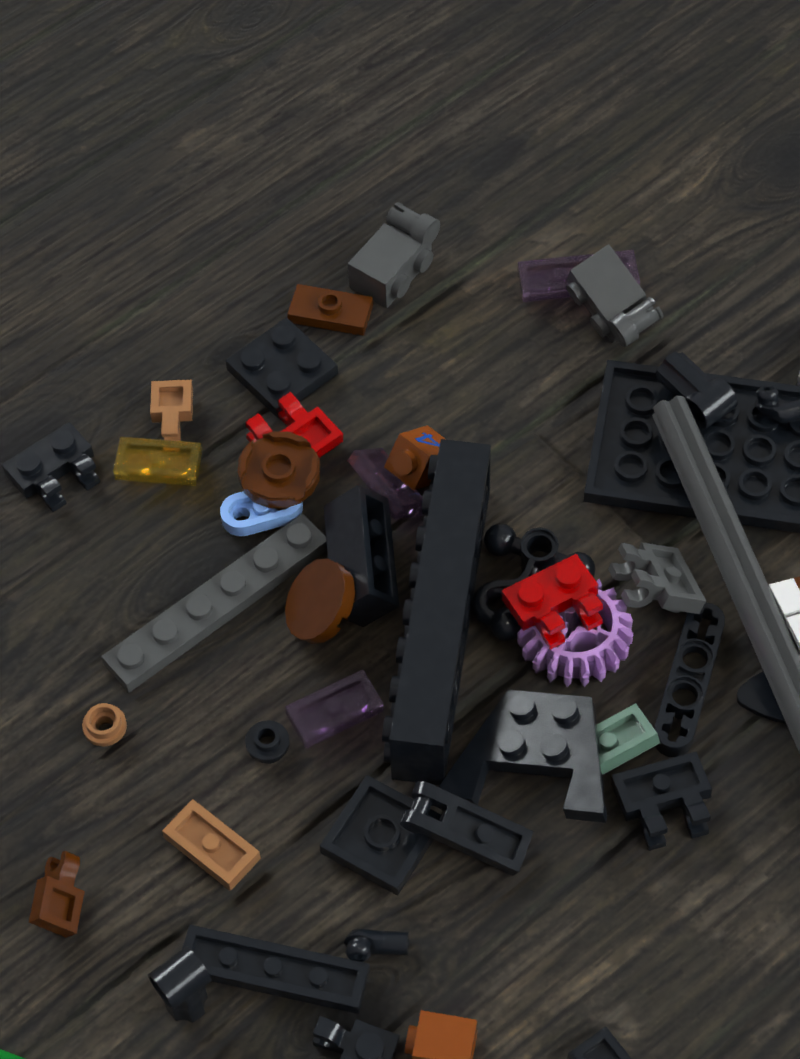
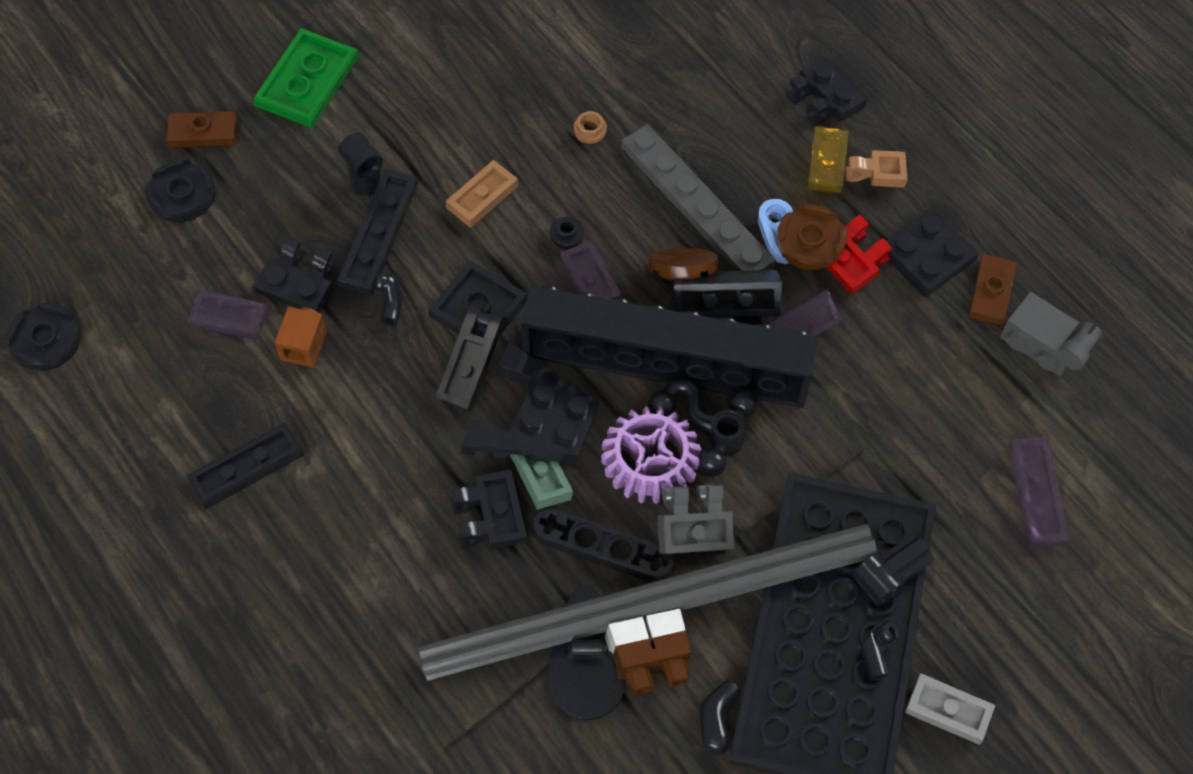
camera: 90 degrees right, 5 degrees up
(55, 899) = (445, 99): reddish brown plate -> none
(412, 454) = (833, 342): dark orange brick -> none
(551, 591) = (675, 425): red plate -> none
(612, 297) = (1002, 510): dark grey hinge -> none

